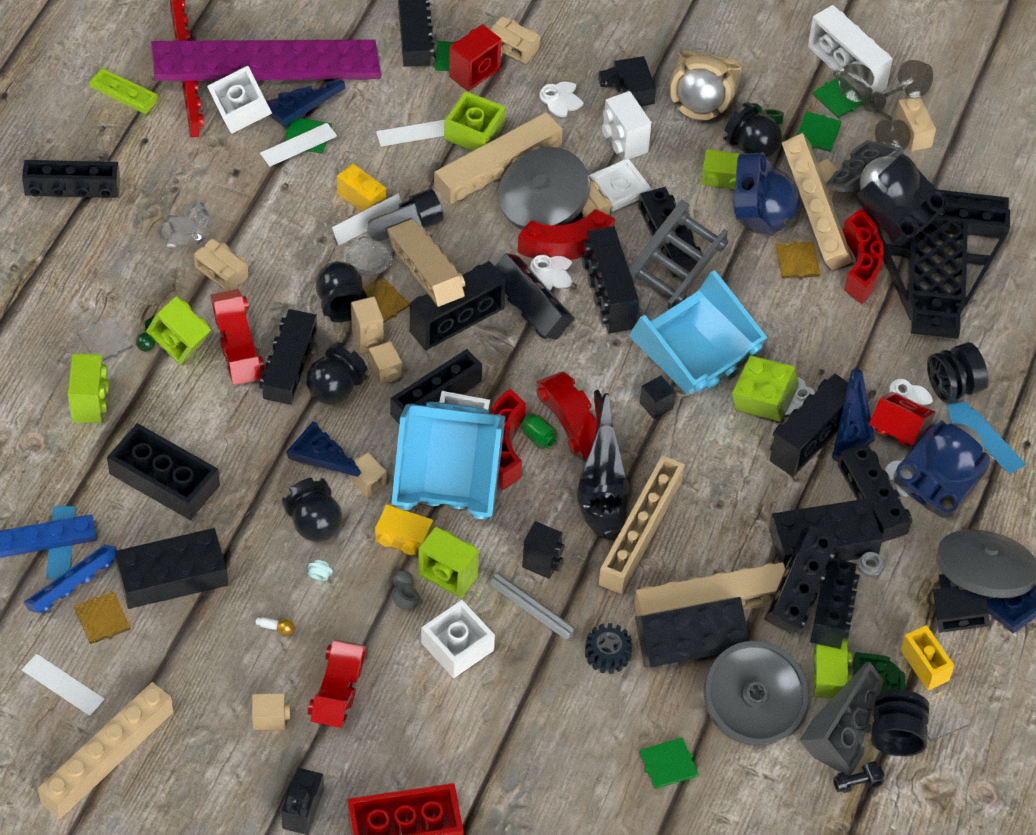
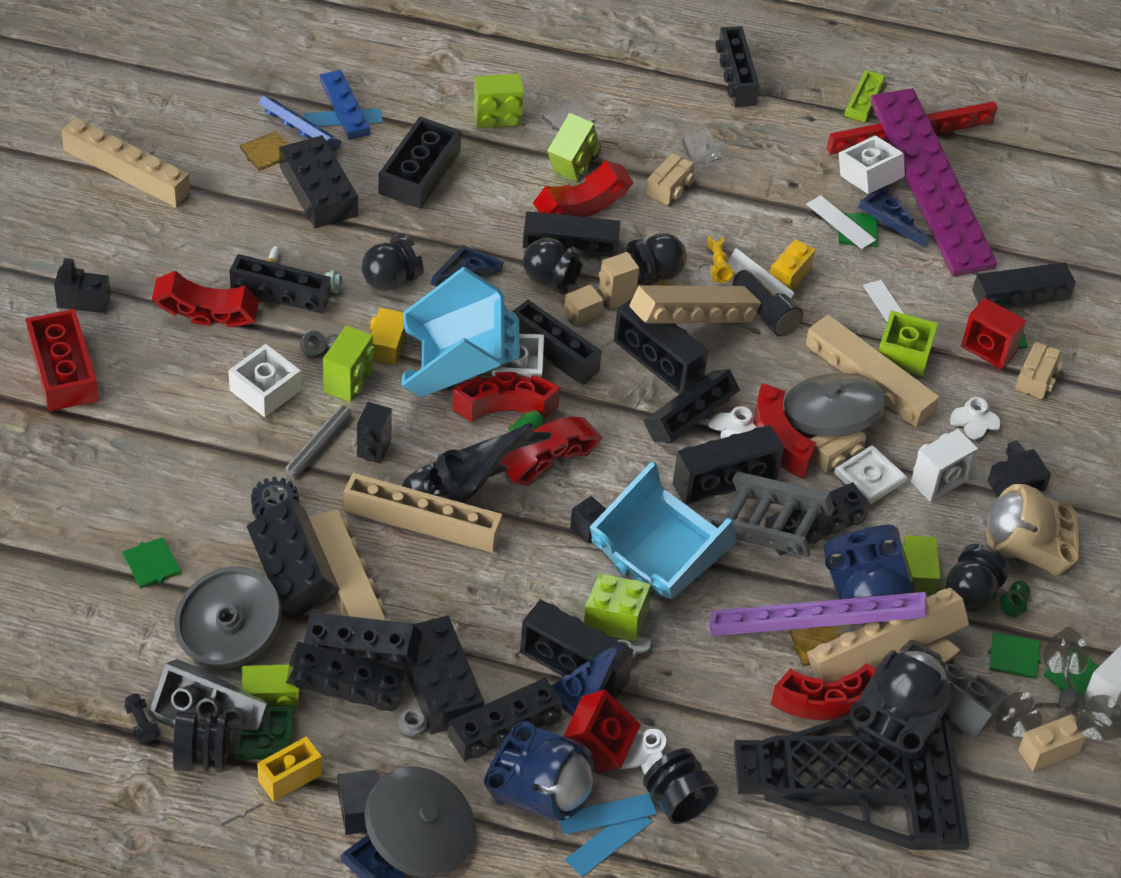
camera: 80 degrees right, 5 degrees down
(63, 684) = (196, 136): white sticker -> none
(269, 711) = (175, 258): tan brick -> none
(323, 615) = (281, 283): none -> black brick
(366, 243) = (721, 271): none -> yellow piece
(794, 242) = (819, 614): none -> medium lavender plate

